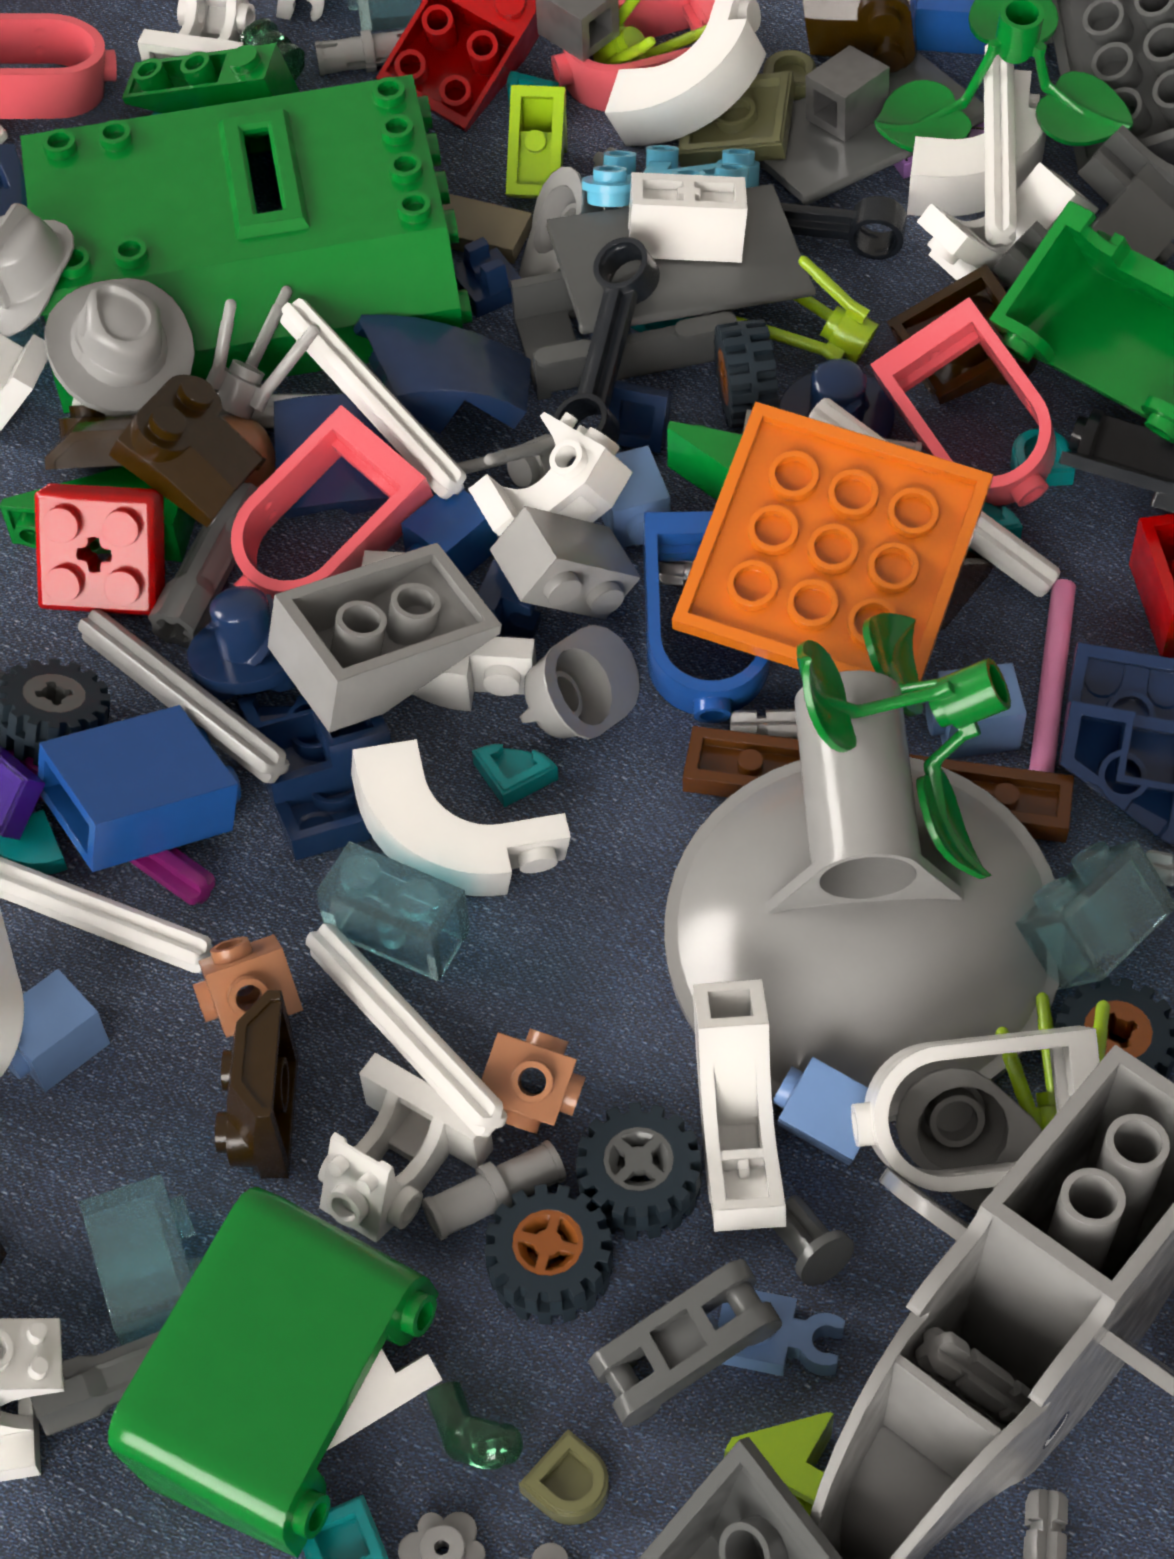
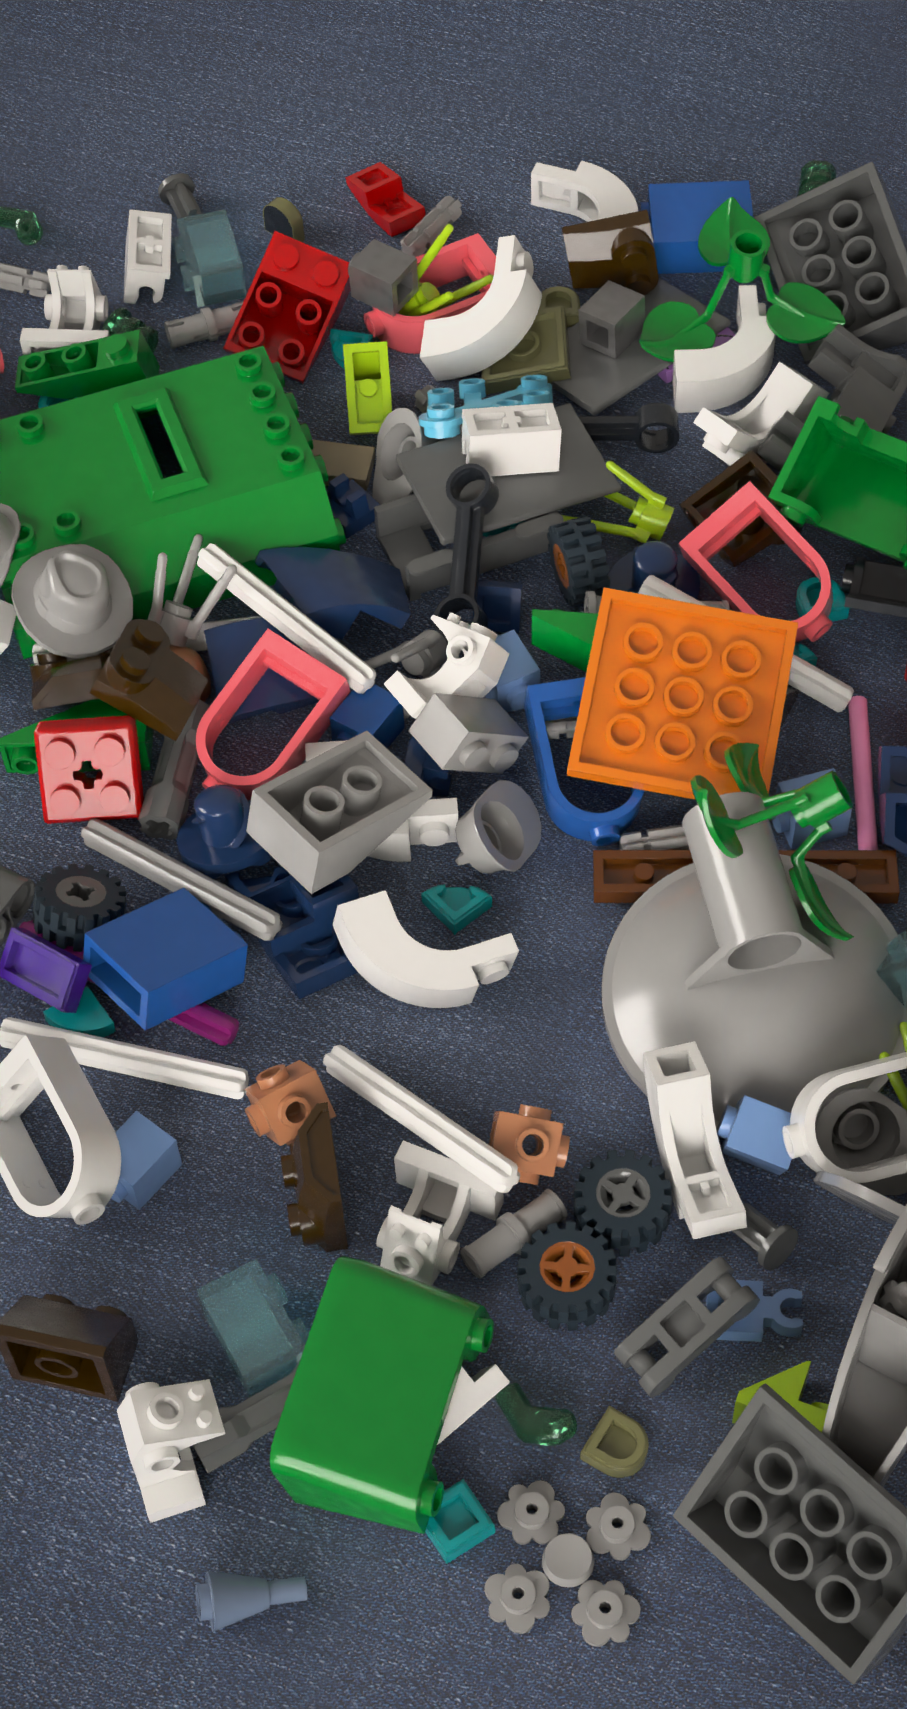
camera: 10 degrees left, 0 degrees up
(394, 910) = (390, 1027): clear light blue brick -> none
(1000, 153) = (745, 356): white axle -> none

